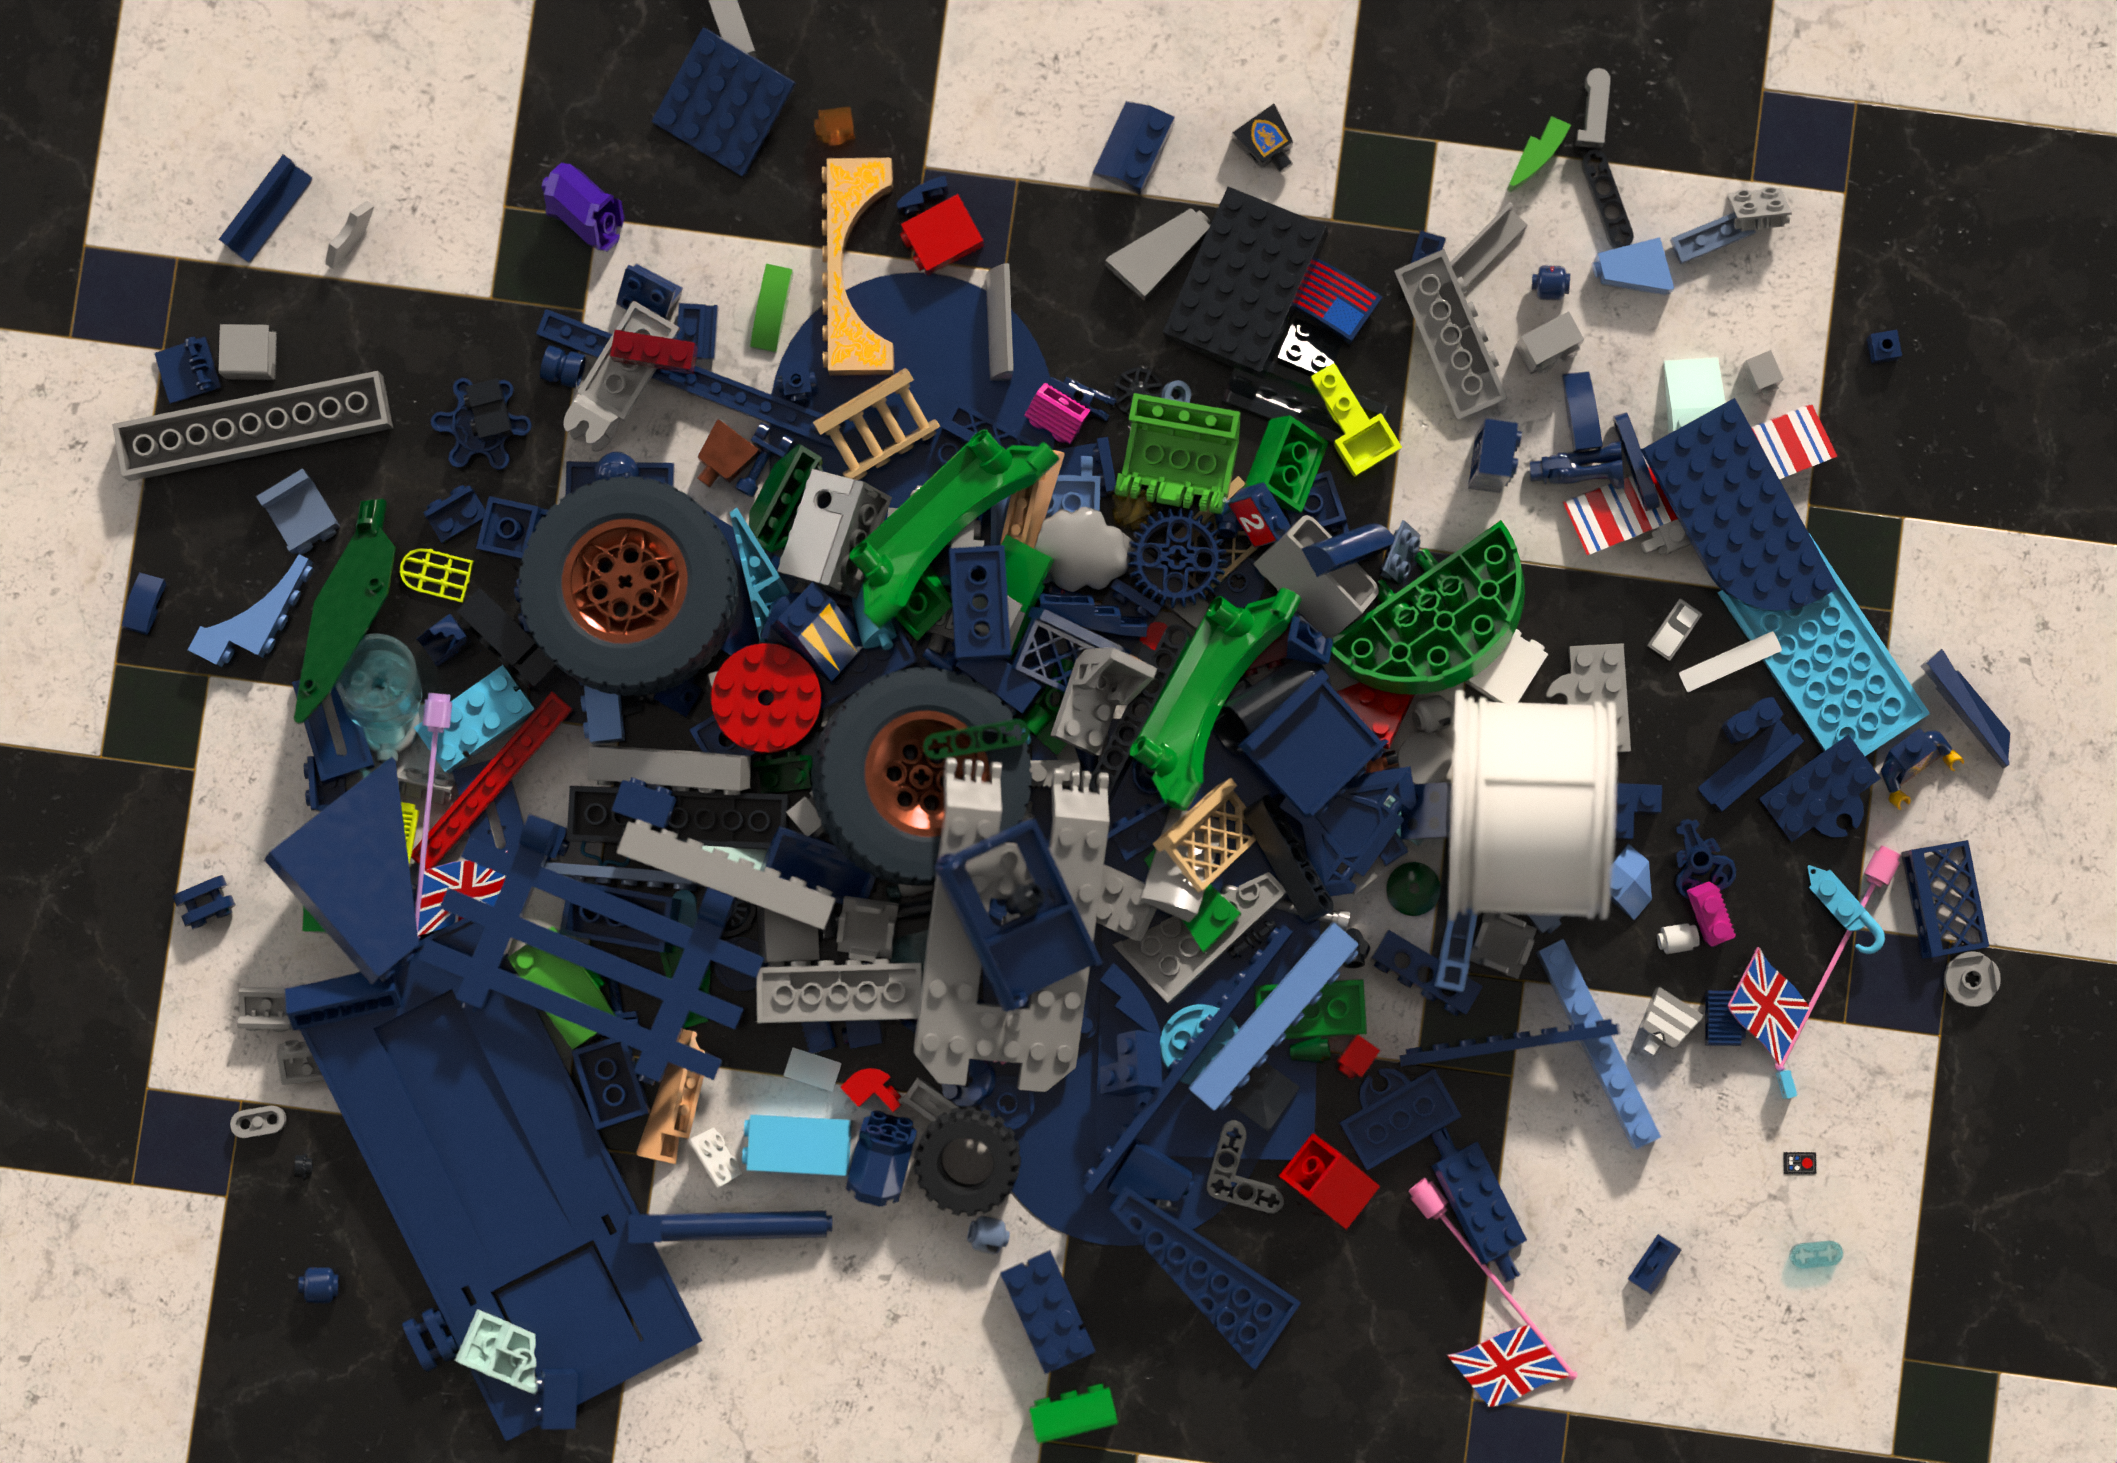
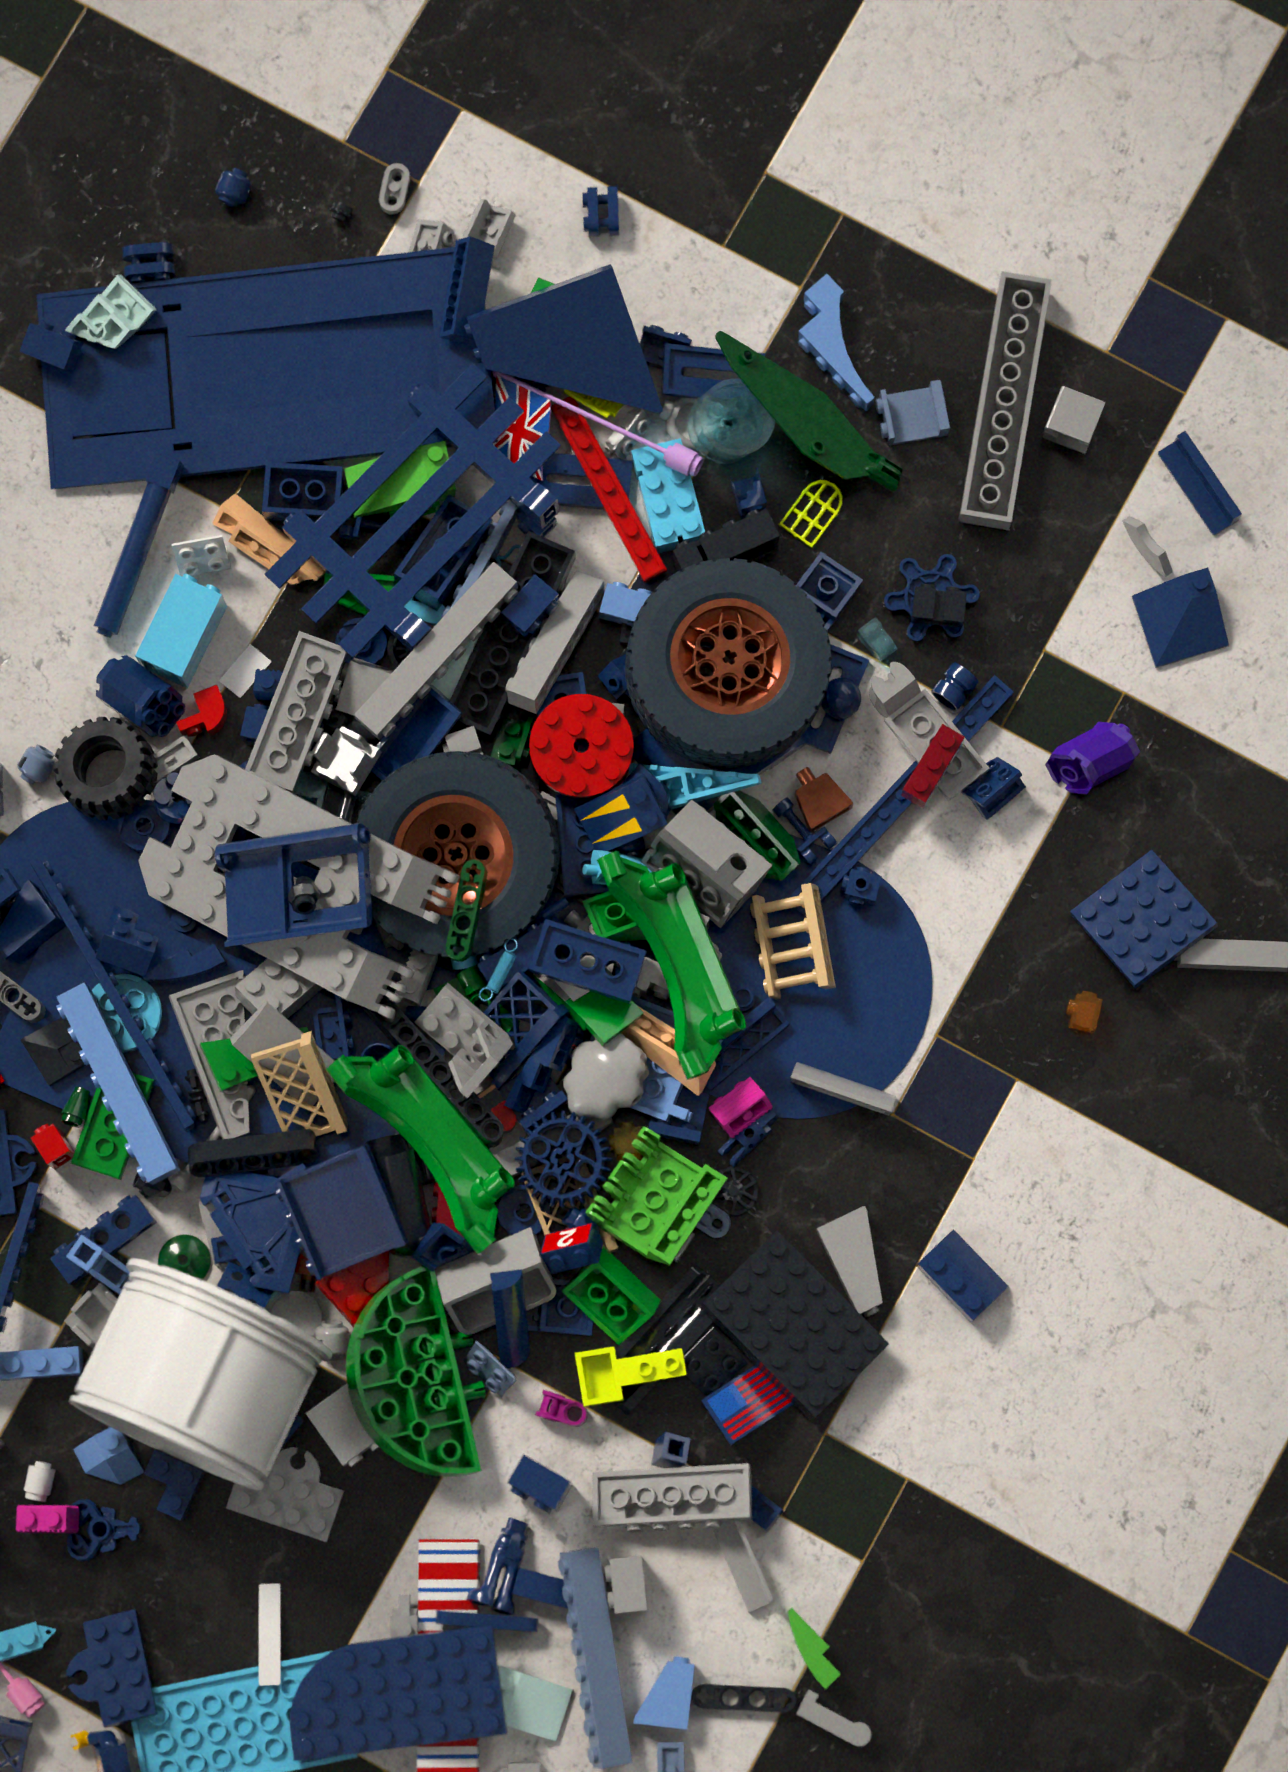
camera: 110 degrees right, 5 degrees down
(142, 603) = (881, 249): dark blue slope -> none
(187, 369) = (1079, 365): dark blue hinge -> none
(409, 177) = (1181, 618): none -> dark blue slope
(455, 513) = (859, 546): dark blue bracket -> none
(544, 460) = (876, 640): none -> clear light blue leg
(699, 325) = (943, 818): dark blue plate -> none
(771, 307) = (938, 890): bright green slope -> none
(850, 190) = (1018, 1000): tan arch -> none
(913, 200) = (988, 1057): dark blue slope -> none
(941, 235) = (946, 1067): red brick -> none
(1020, 682) = (497, 975): none -> medium azure piece
(1265, 139) = (922, 1400): black torso -> none
(1409, 352) = (670, 1451): none -> dark blue brick
(1411, 473) = (559, 1409): none -> magenta piece
(1551, 282) = (685, 1611): dark blue head -> none
(1628, 347) = (595, 1658): none -> sand blue brick
(1674, 629) = (319, 1595): slope -> none
(1748, 722) = (208, 1639): dark blue brick -> none
(1749, 765) = (168, 1613): dark blue panel -> none

